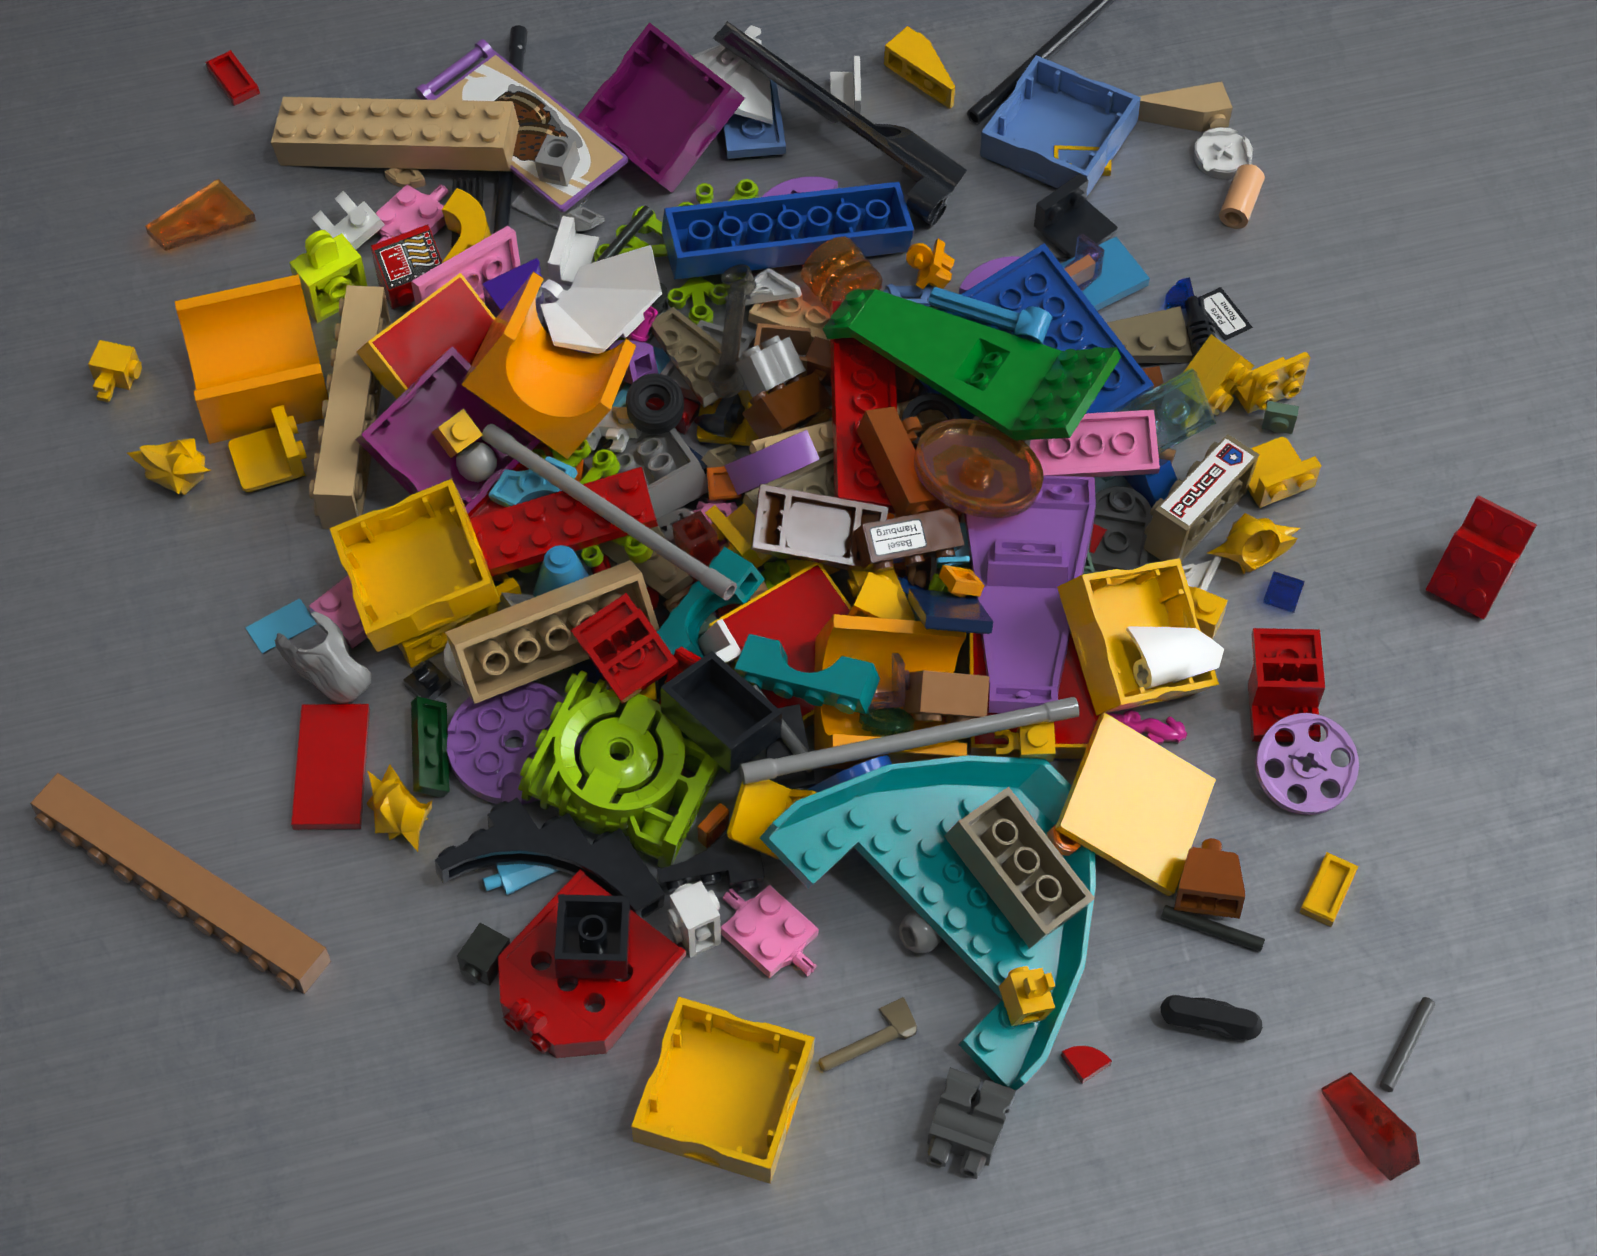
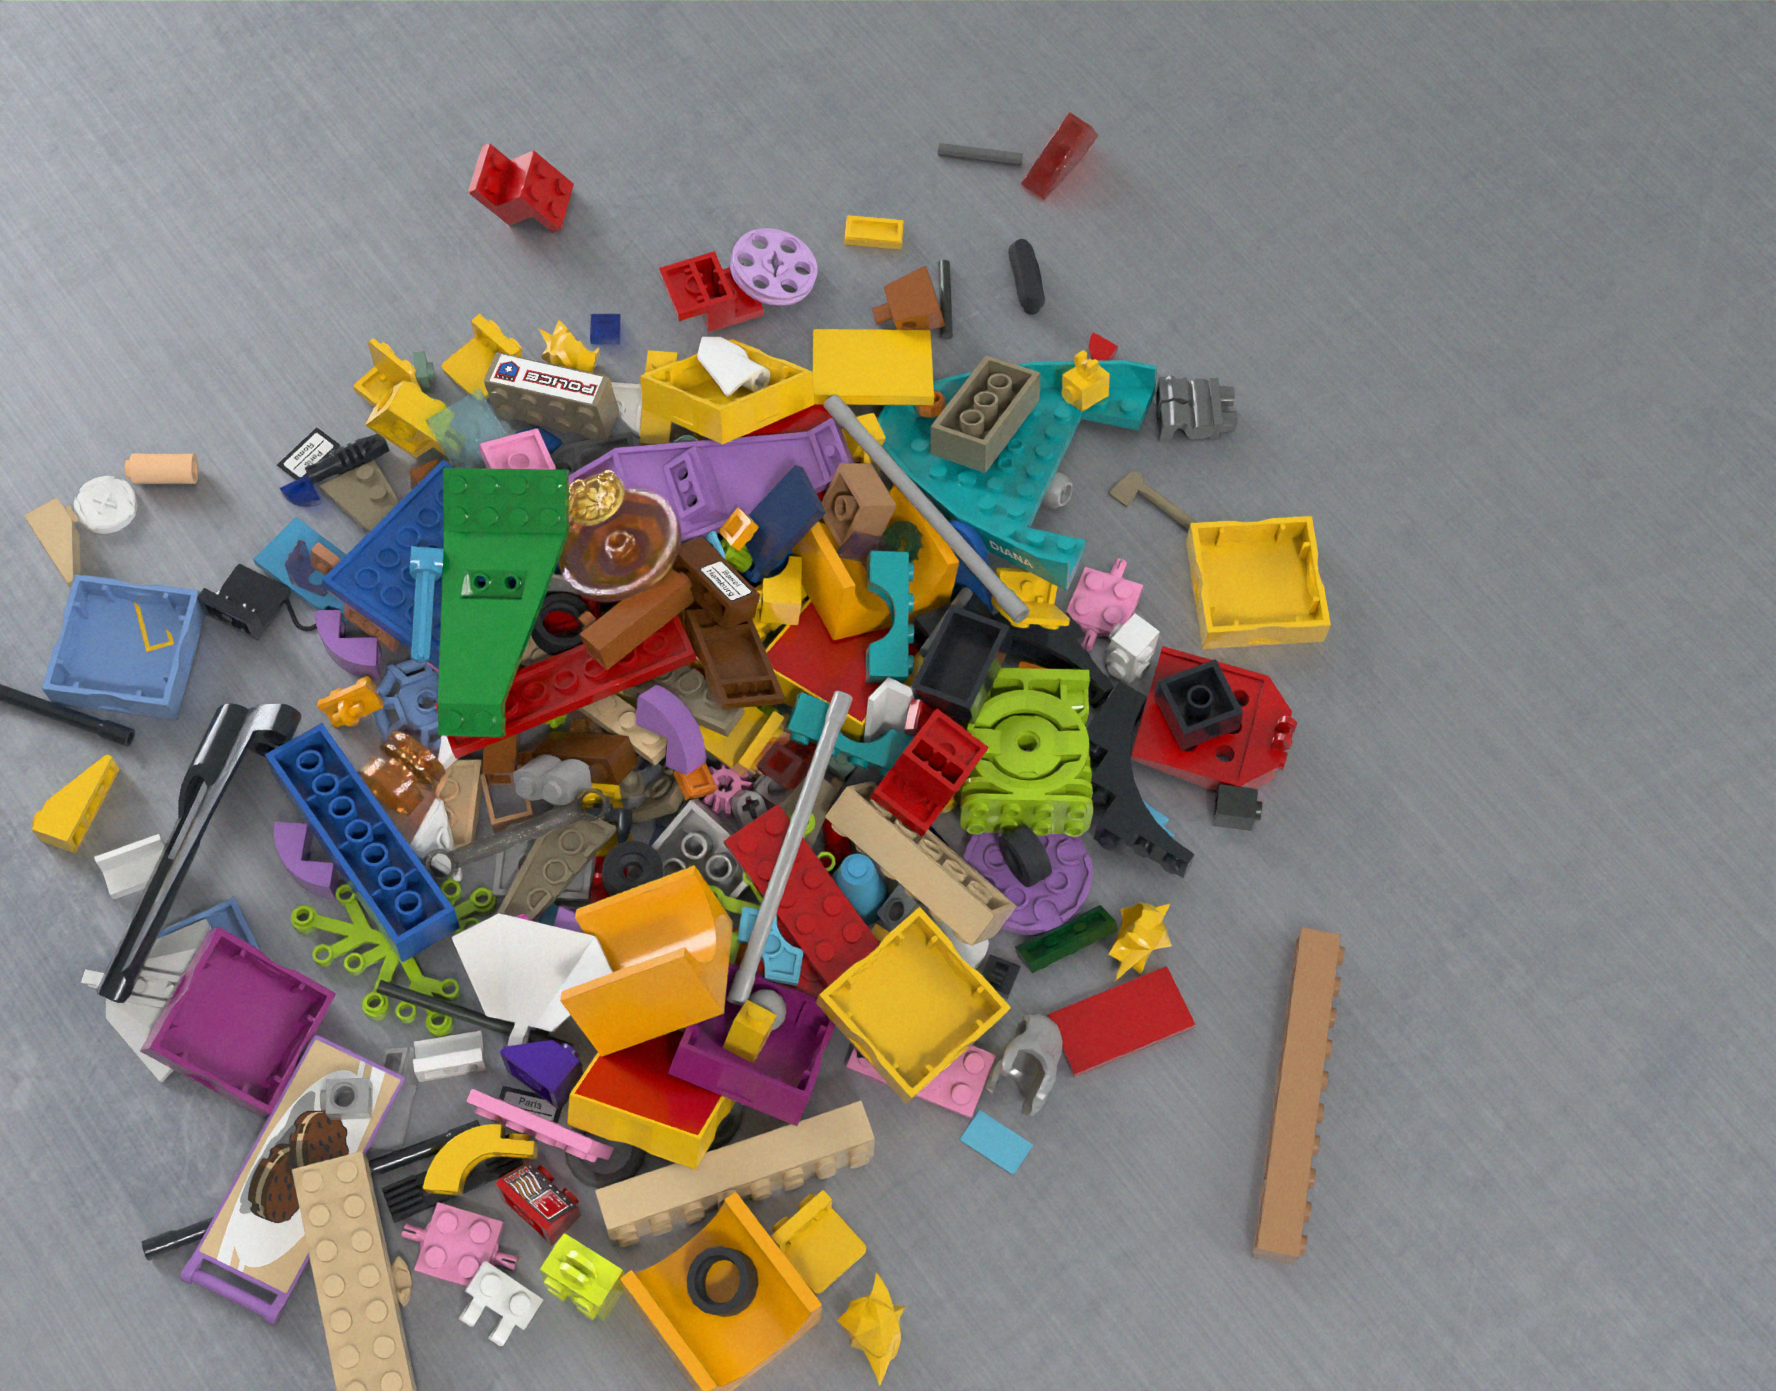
camera: 115 degrees left, 5 degrees up
(263, 344) = (697, 1277): none -> black tyre
(515, 721) = (1025, 855): none -> black tyre
(1036, 460) = (595, 498): none -> clear yellow dish

